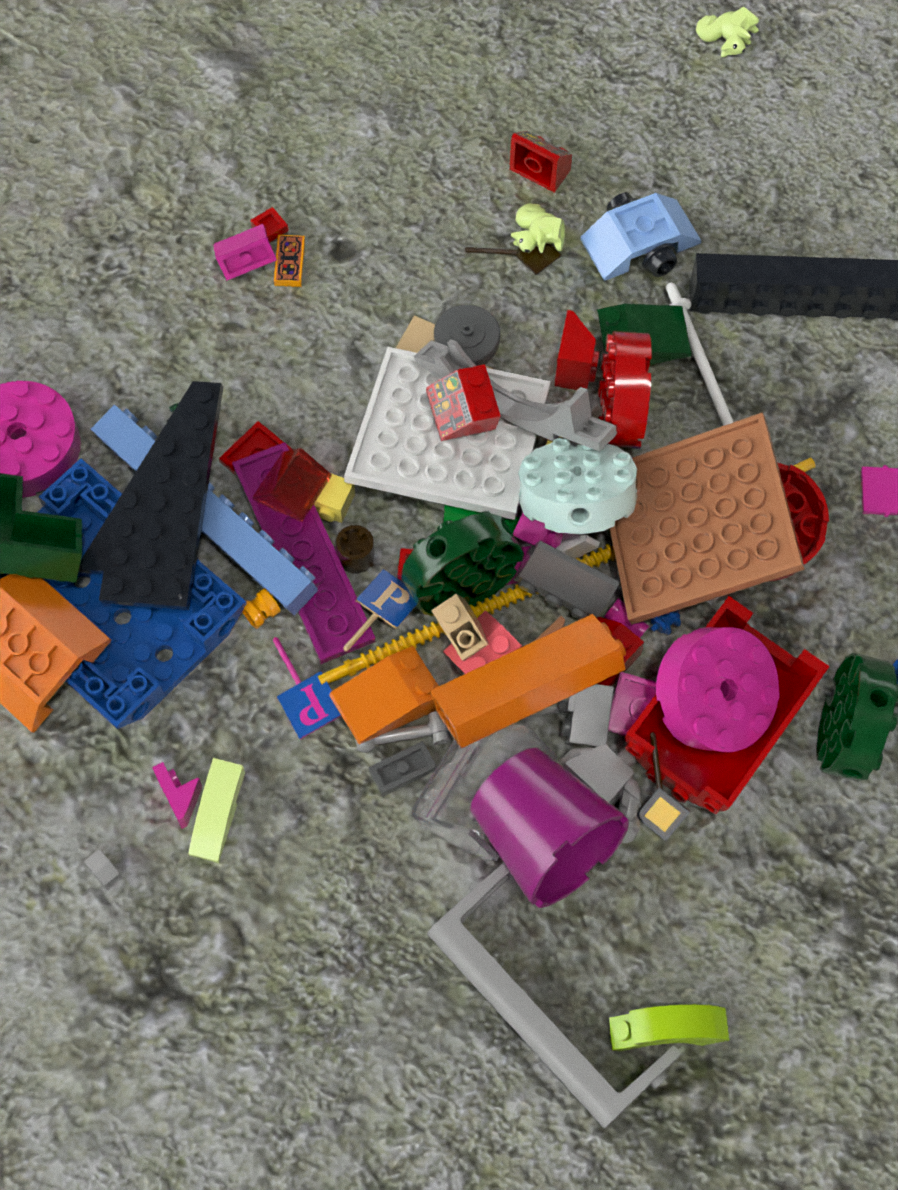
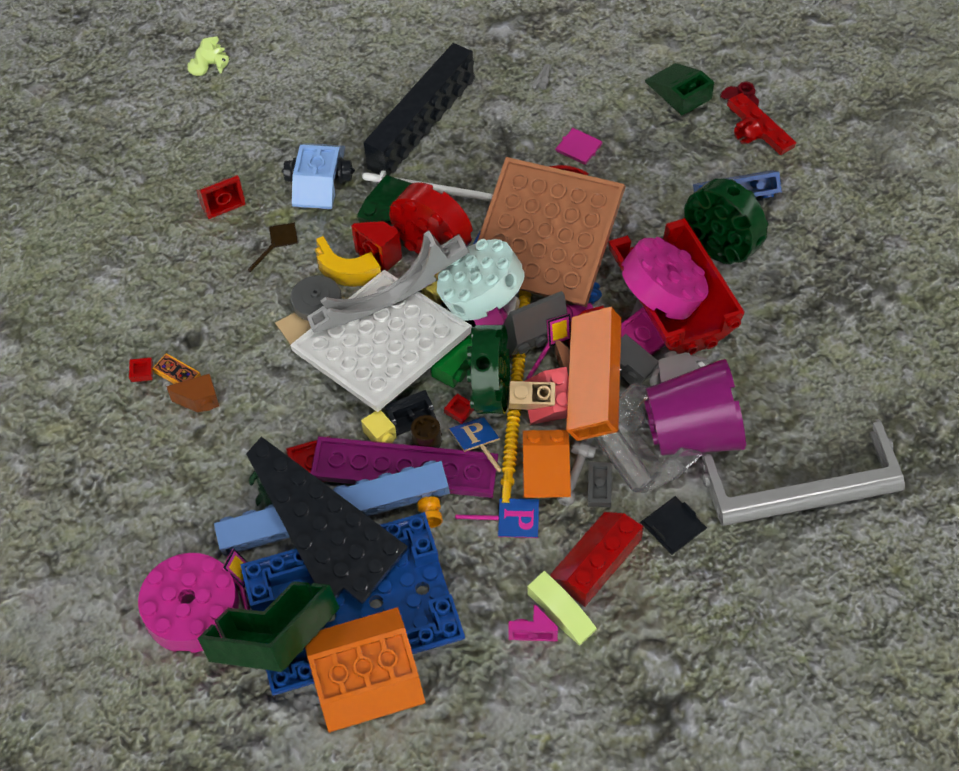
camera: 55 degrees left, 10 degrees down
(88, 451) = (233, 565): none -> piece
(103, 869) = (558, 703): light grey piece -> none
(244, 252) = (151, 392): dark pink panel -> none
(271, 295) = (194, 393): none -> dark orange slope
(293, 484) = (355, 443): clear red slope -> none
(305, 814) = (597, 555): none -> red slope
(377, 515) = (406, 410): none -> black hinge
(401, 879) = (674, 525): none -> black piece
(463, 403) = (374, 313): red slope -> none
(525, 350) = (345, 271): none -> yellow arch
(541, 228) = (271, 219): yellowish green animal -> none
(571, 609) = (557, 329): none -> piece
(661, 811) = (713, 352): piece -> none
(669, 1025) = (858, 424): lime arch -> none

